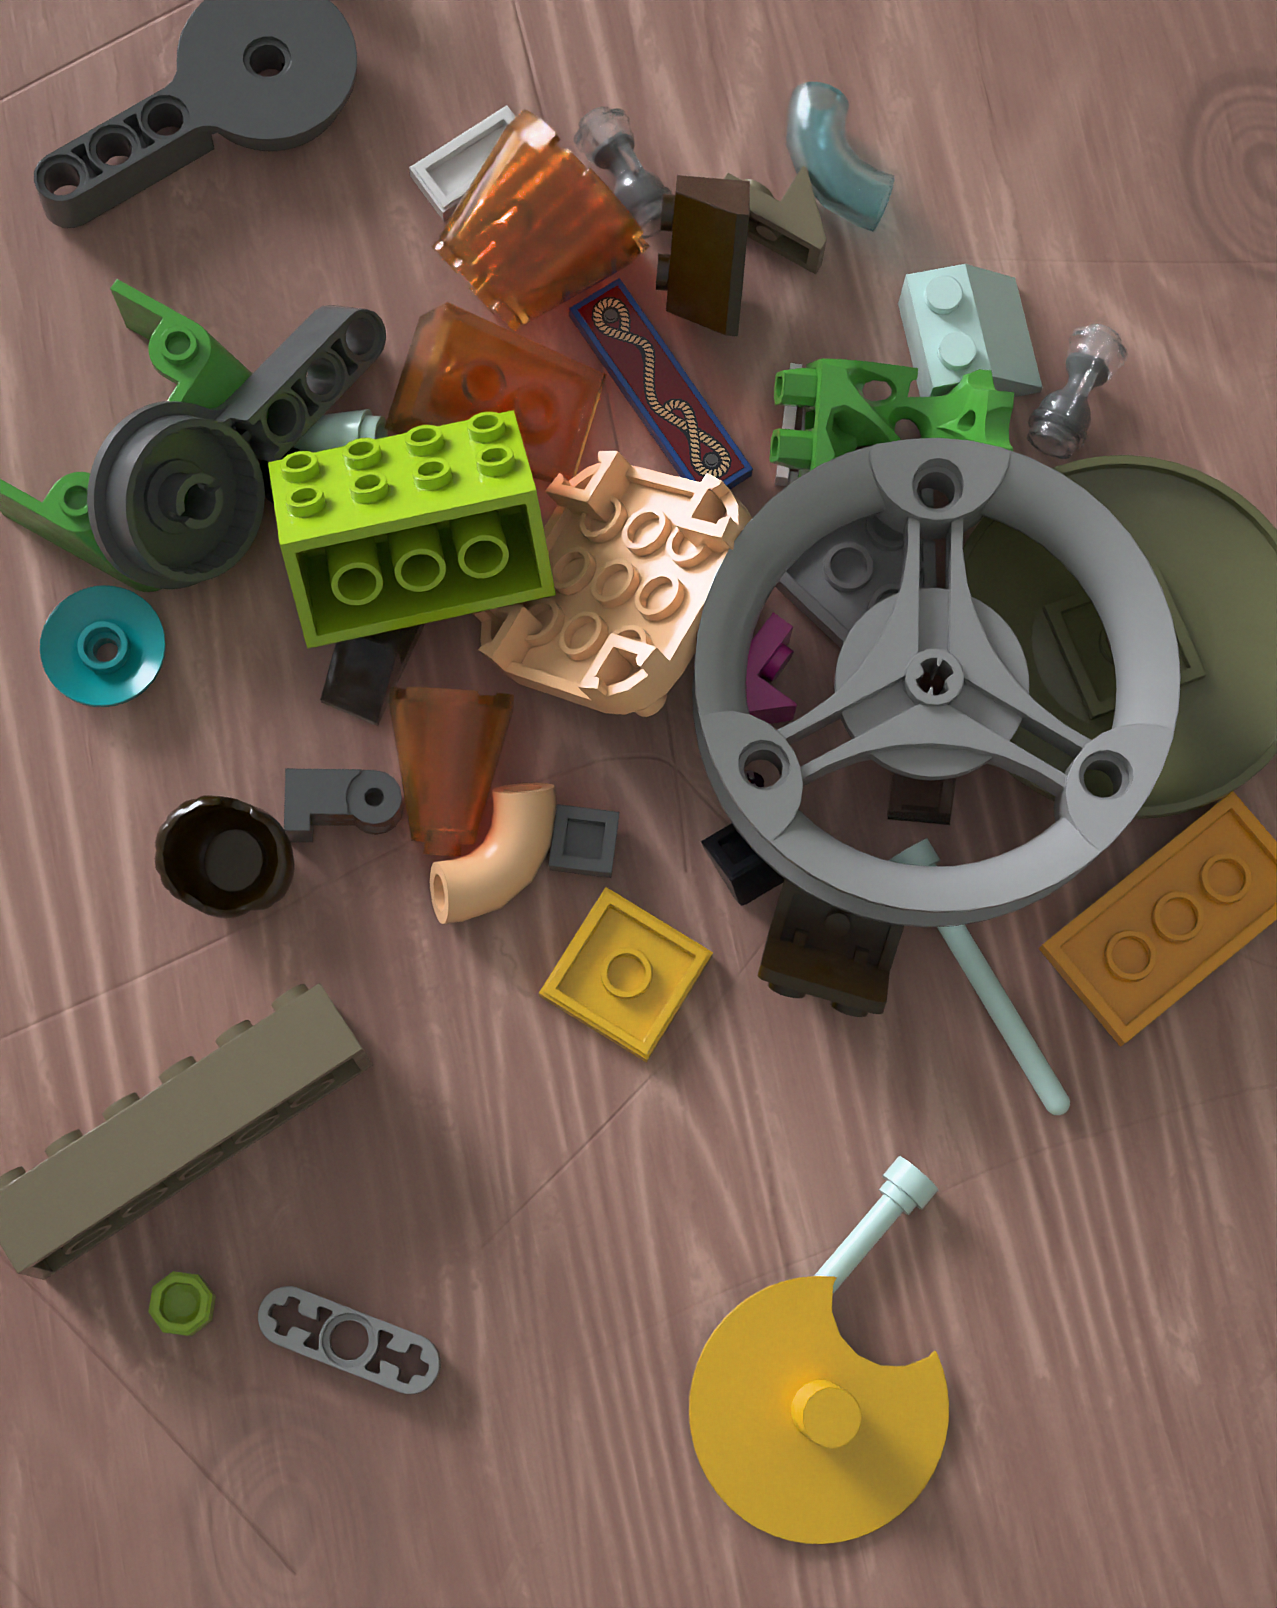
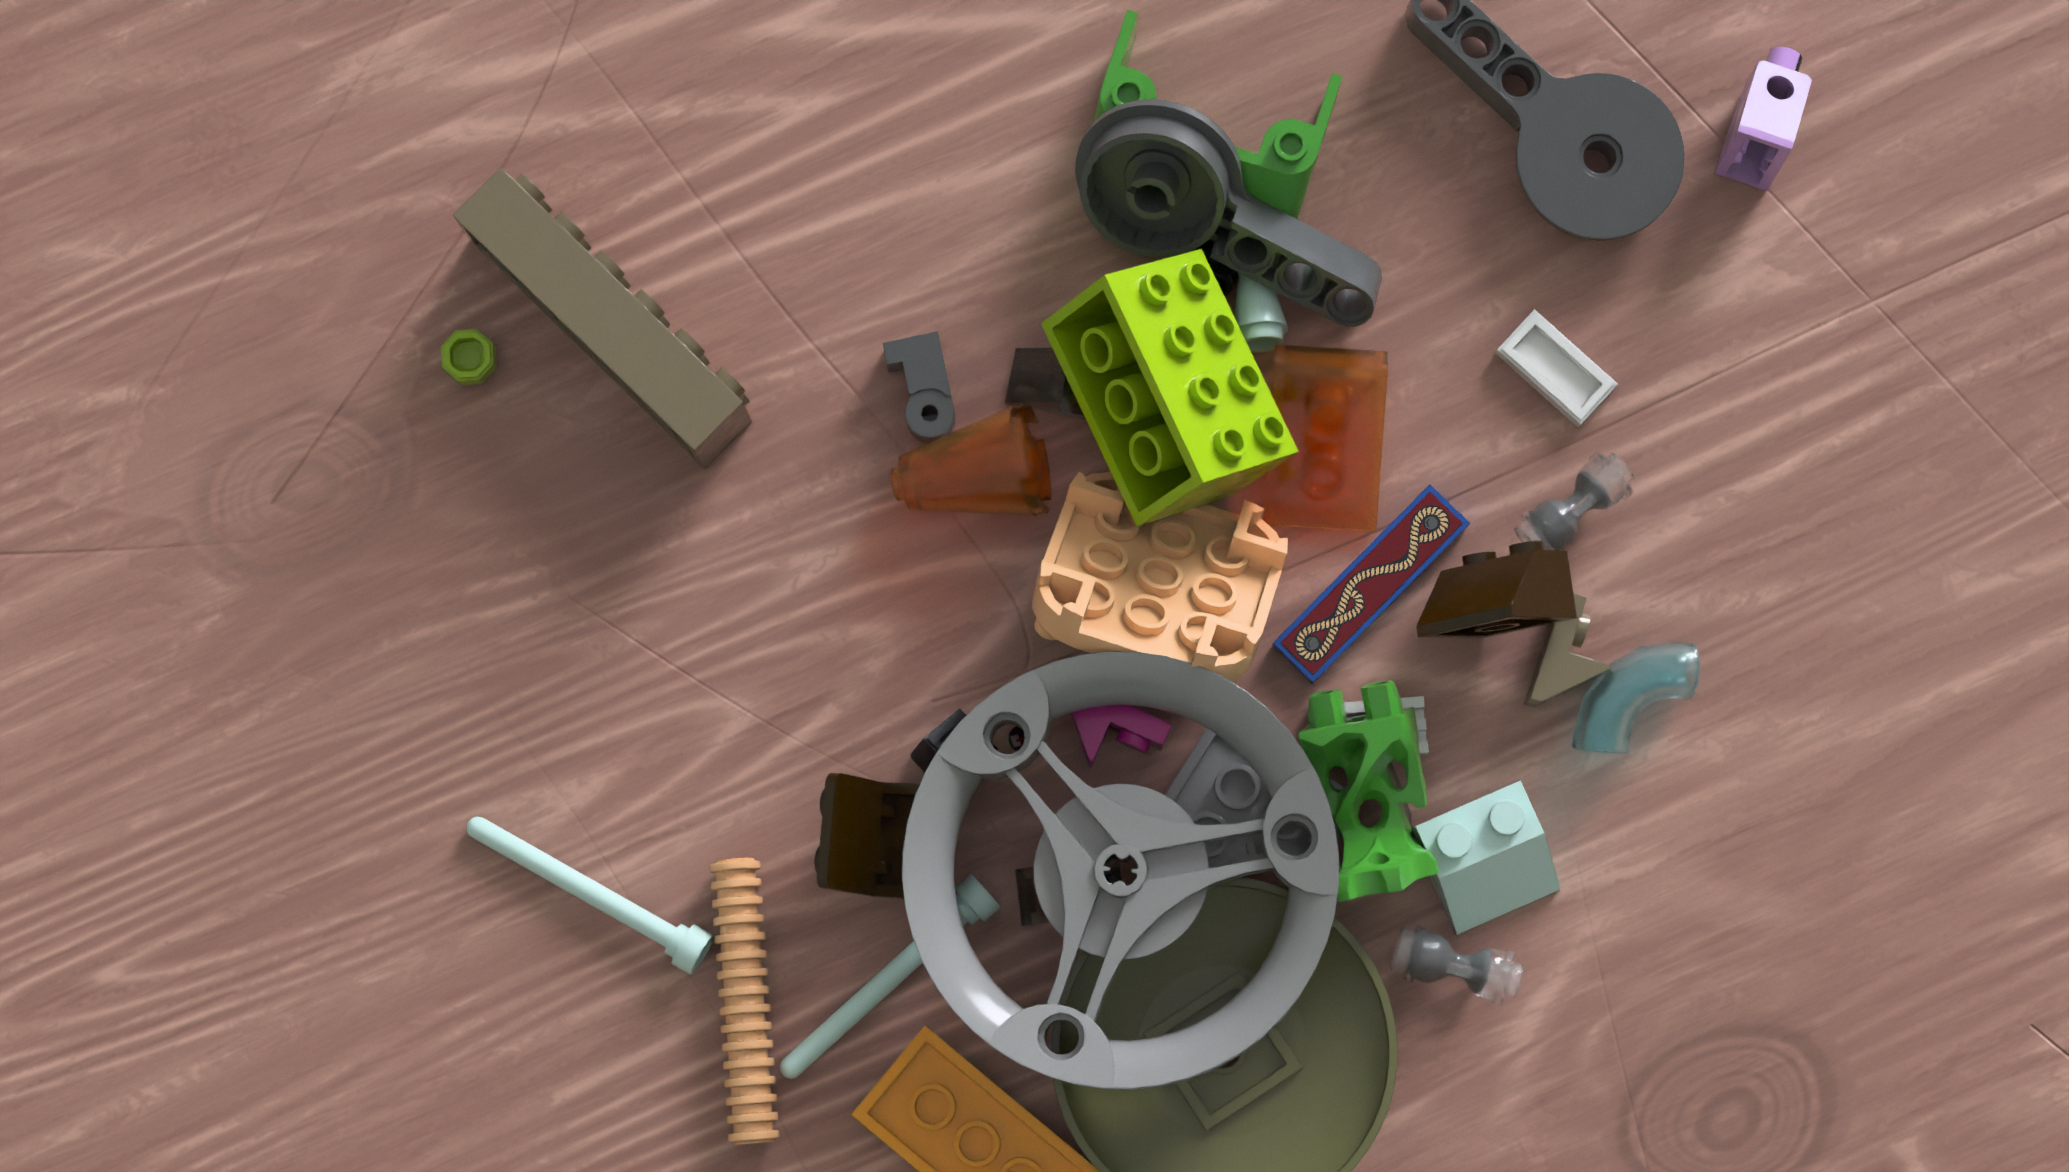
camera: 85 degrees right, 5 degrees up
(86, 623) = (1013, 123): teal dish -> none
(224, 856) = (848, 298): dark brown piece -> none
(310, 1306) = (487, 463): light grey beam -> none
(503, 861) = (905, 540): light nougat cylinder -> none
(536, 226) = (1486, 435): clear orange cone -> none
(584, 841) = (934, 604): dark grey plate -> none
(625, 974) = (826, 667): yellow tile -> none
(805, 1427) = (467, 900): yellow piece -> none
(979, 1136) = (744, 1001): none -> light nougat piece

